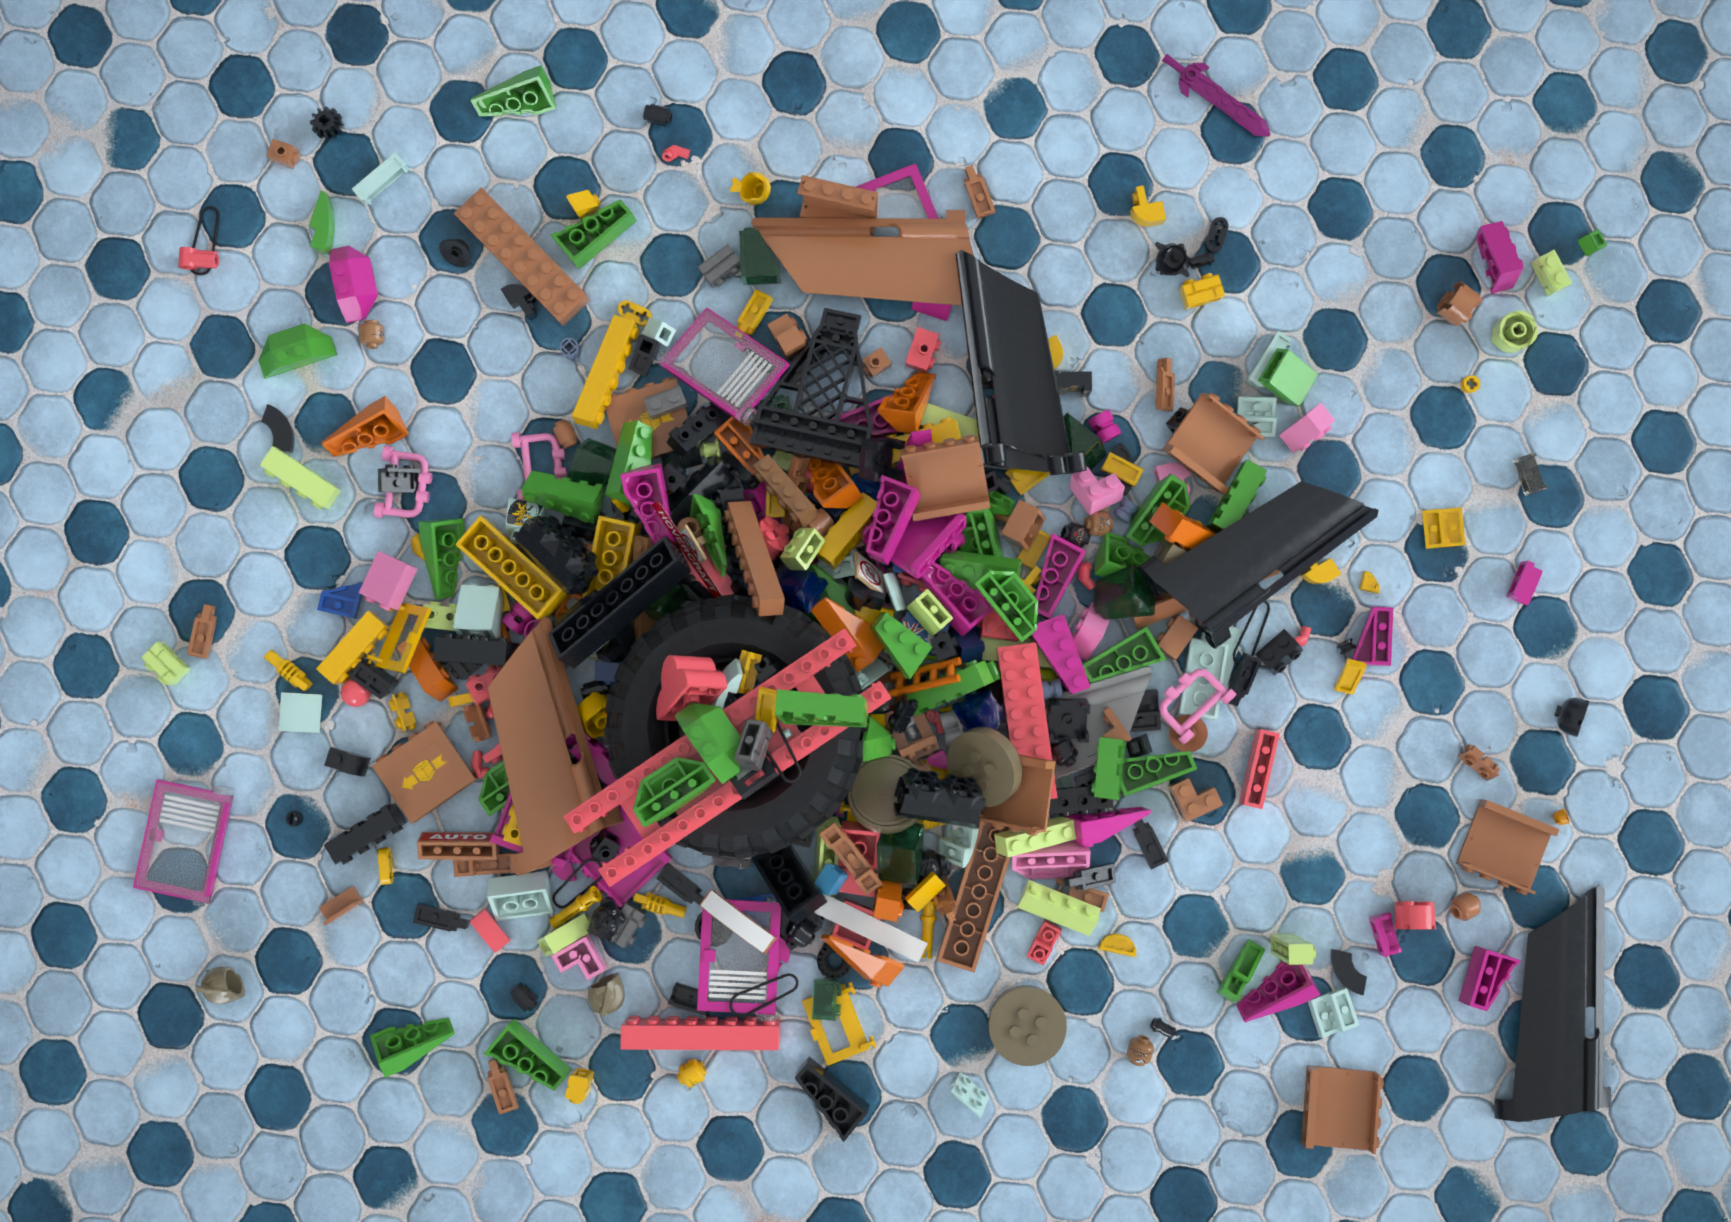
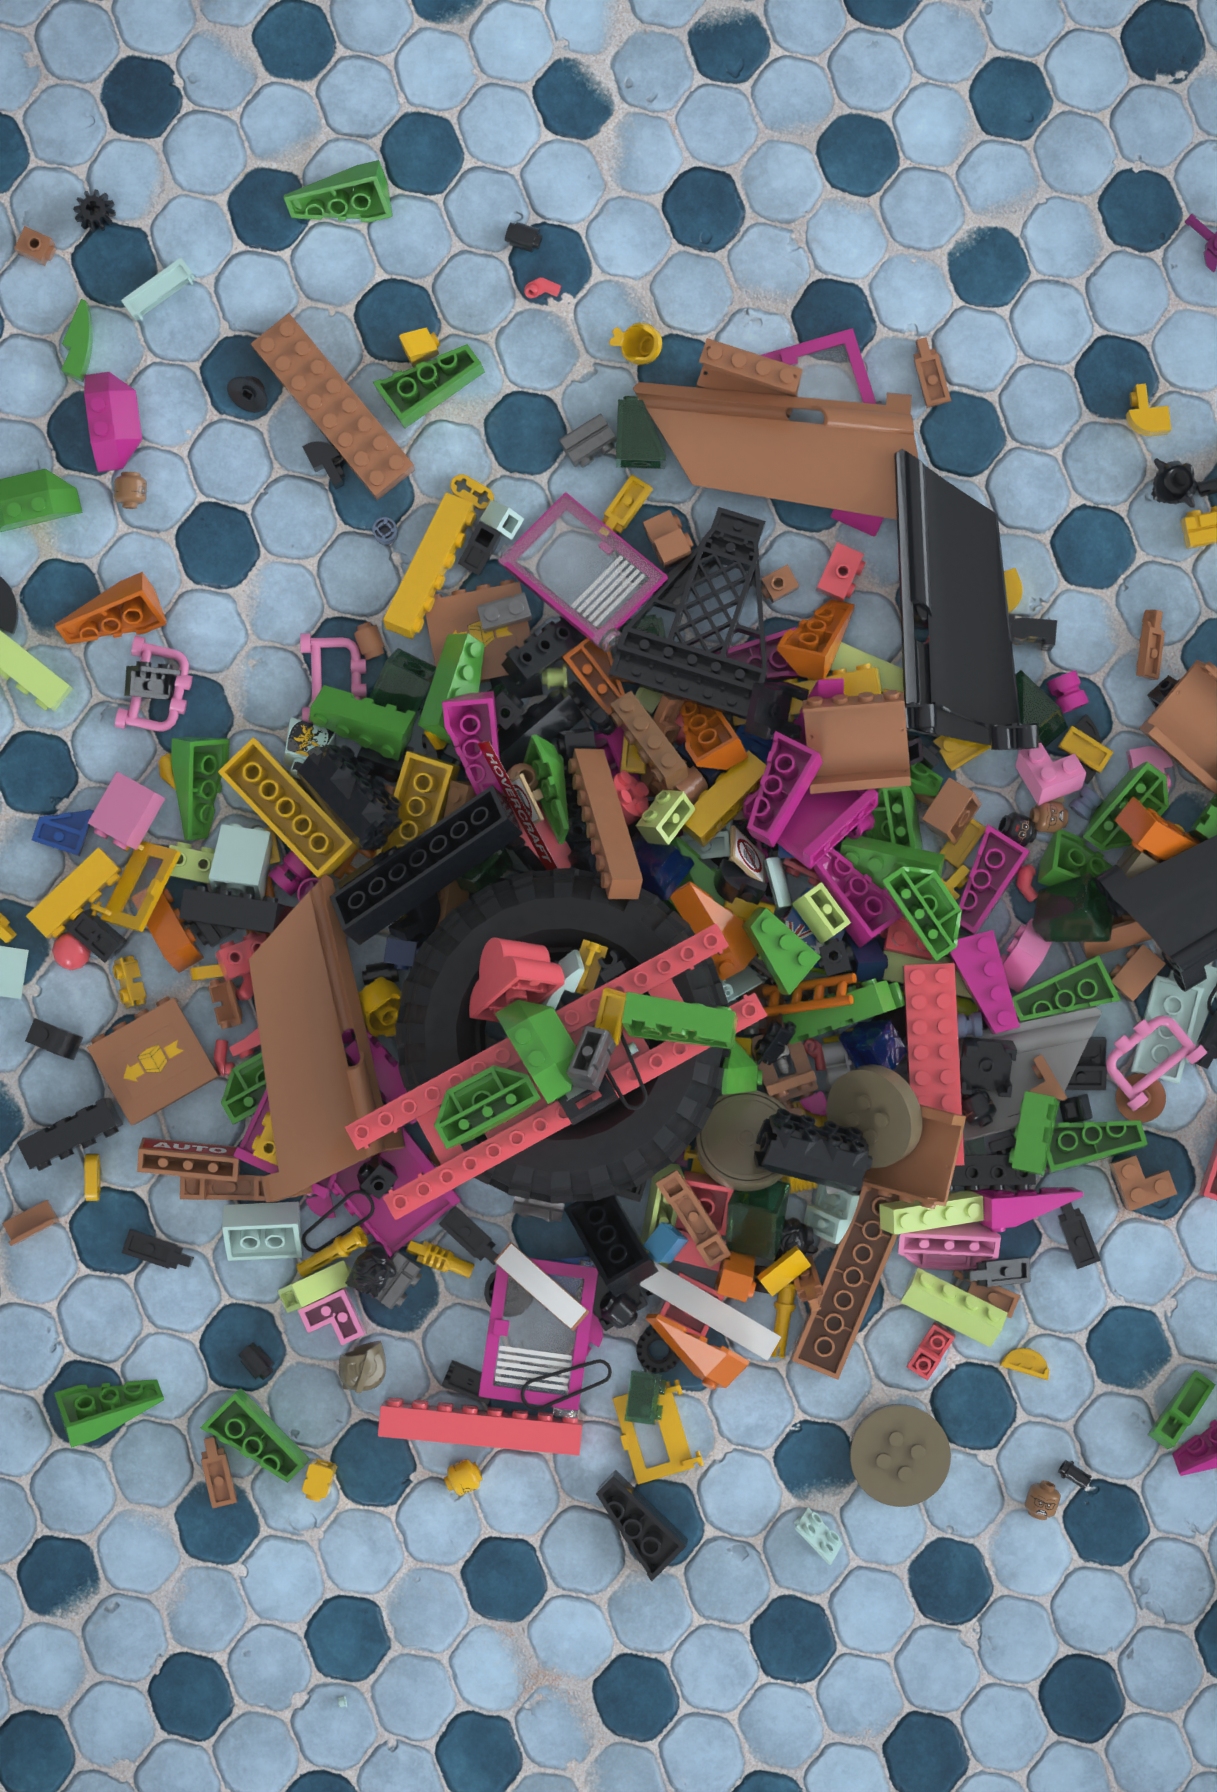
camera: 10 degrees right, 0 degrees up
(489, 930) = (219, 1272): coral slope -> none

